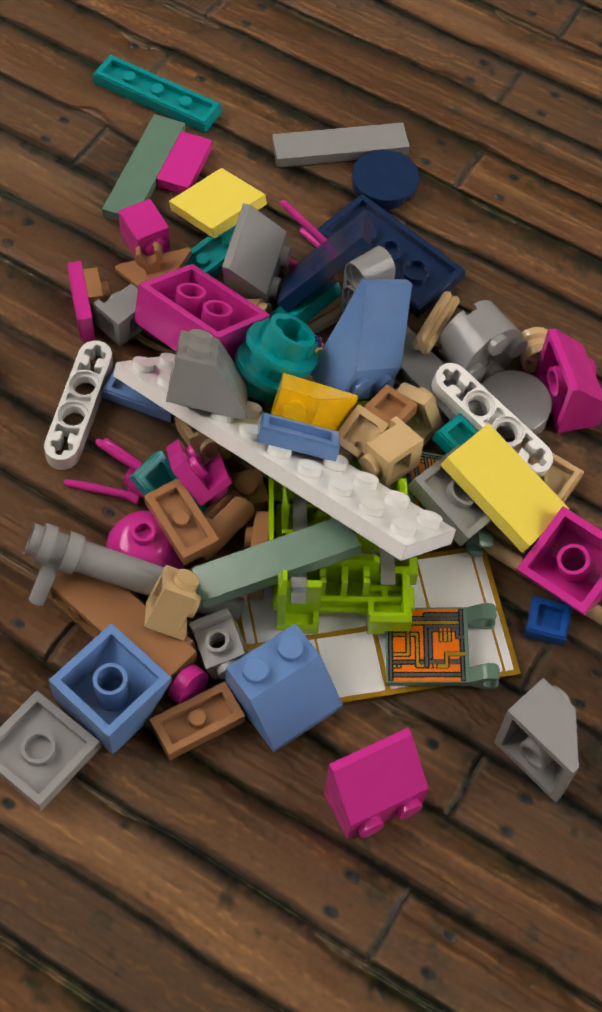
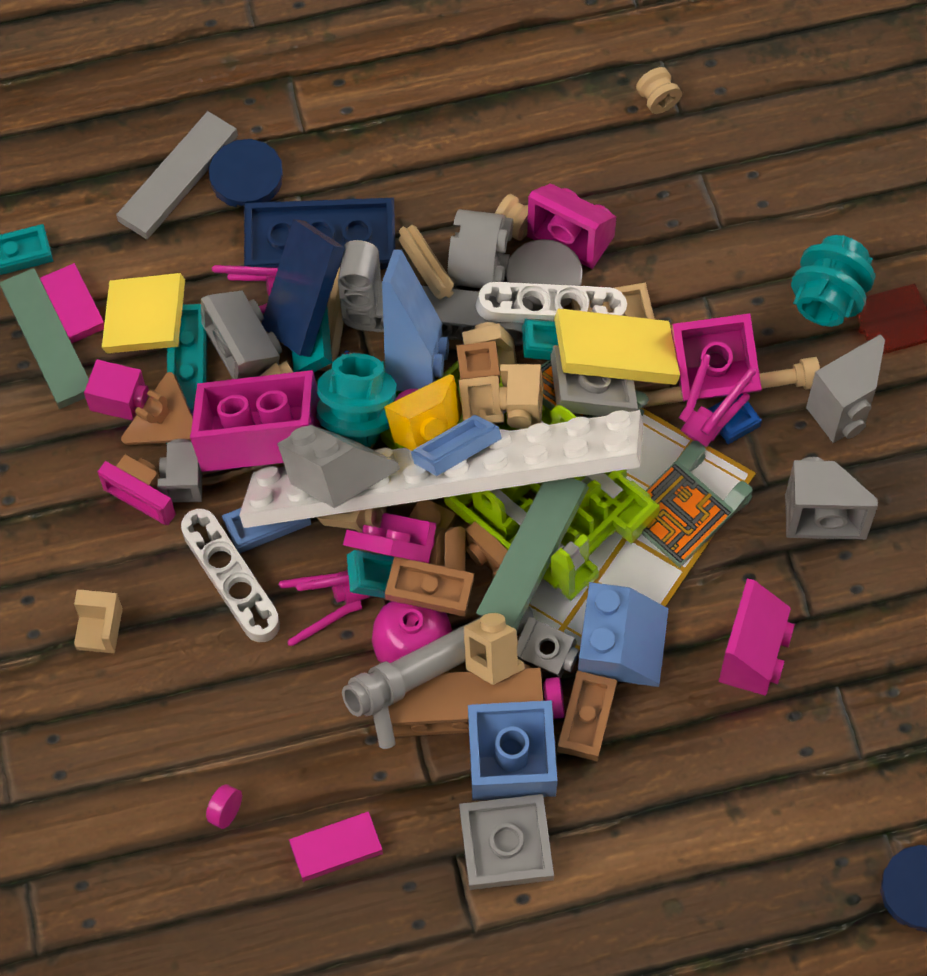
camera: 40 degrees left, 5 degrees up
(512, 599) = (704, 424): none -> dark pink plant

